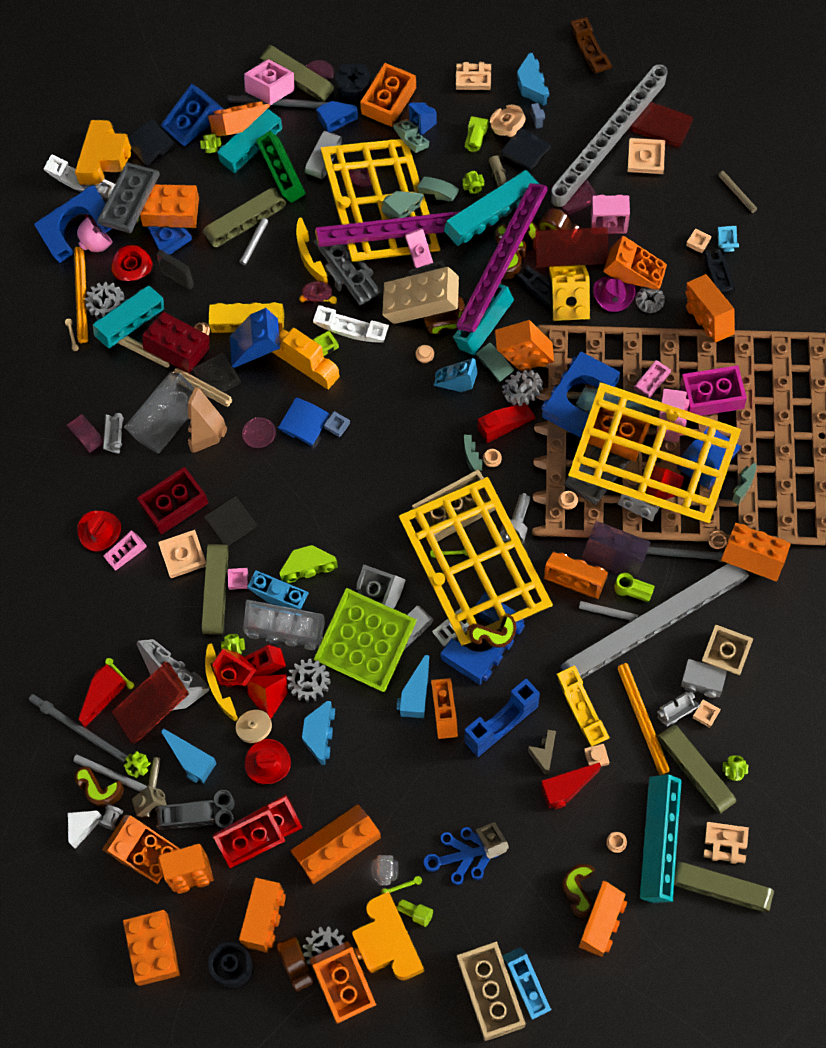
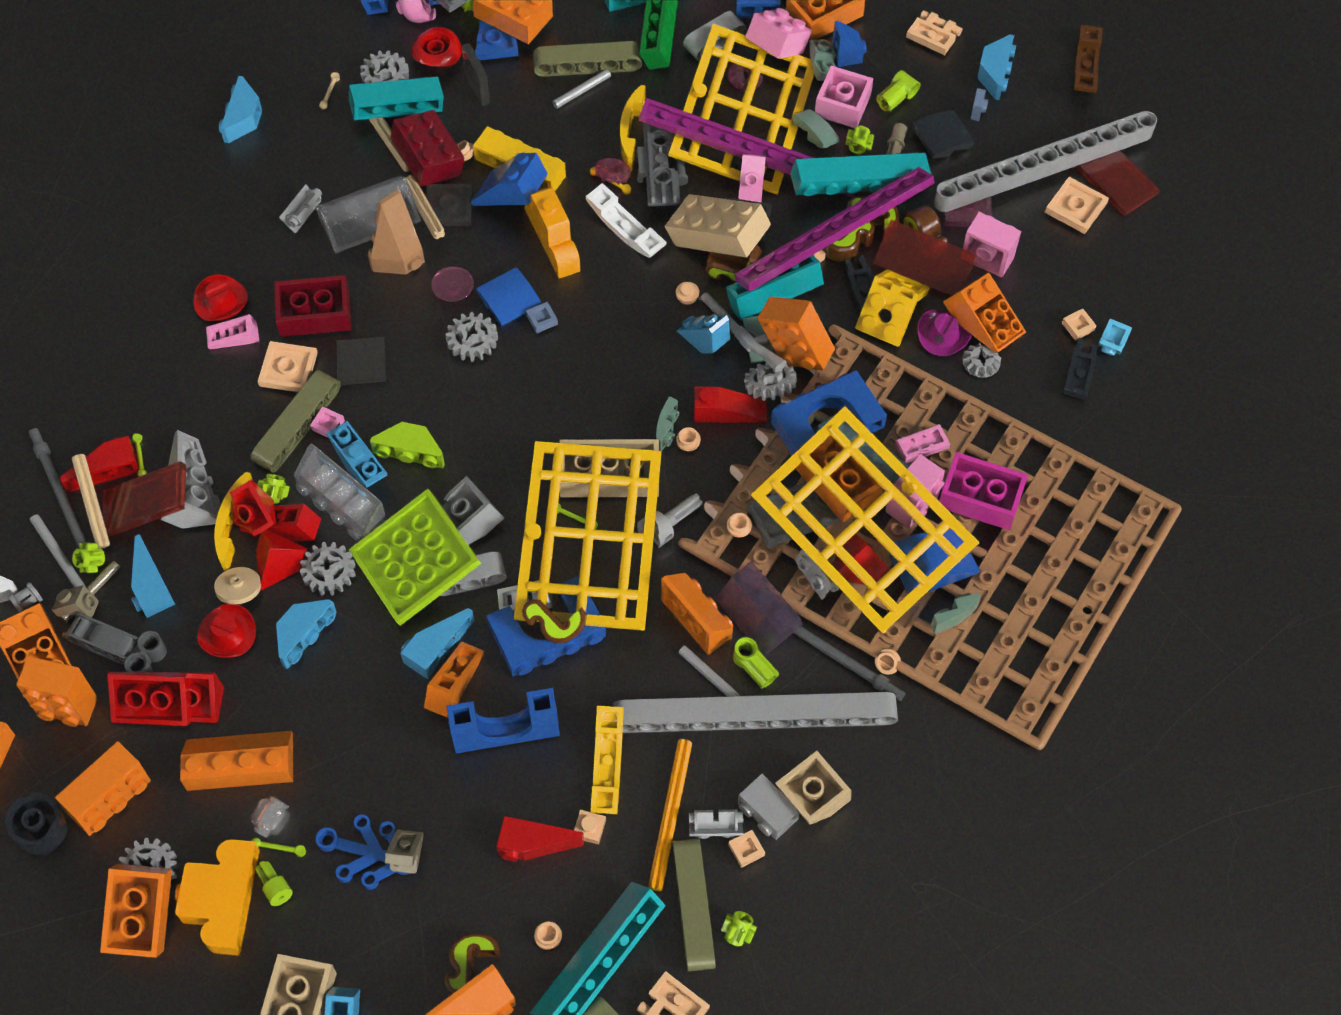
camera: 25 degrees right, 5 degrees down
(20, 383) = (241, 113): none -> dark azure slope
(80, 288) = (370, 47): light orange axle -> none
(85, 433) = (273, 194): clear pink slope -> none
(96, 796) = (27, 560): reddish brown animal -> none
(112, 724) = (90, 500): none -> tan axle
(288, 463) = (471, 336): none -> light grey gear
(295, 963) = (101, 856): reddish brown animal -> none
(327, 342) = (587, 228): lime plate -> none
(370, 131) = (778, 33): none -> bright pink brick
(401, 204) = (762, 122): sand green slope -> none
(444, 156) = (843, 96): none -> bright pink brick
(486, 364) = (744, 336): none -> light grey piece
(507, 120) = (941, 94): light nougat plate -> none
(543, 756) = (530, 793): dark tan slope -> none
(710, 308) = (1039, 400): orange brick -> none
(736, 190) = (1160, 294): dark tan bar -> none
(756, 551) = (920, 696): orange brick -> none

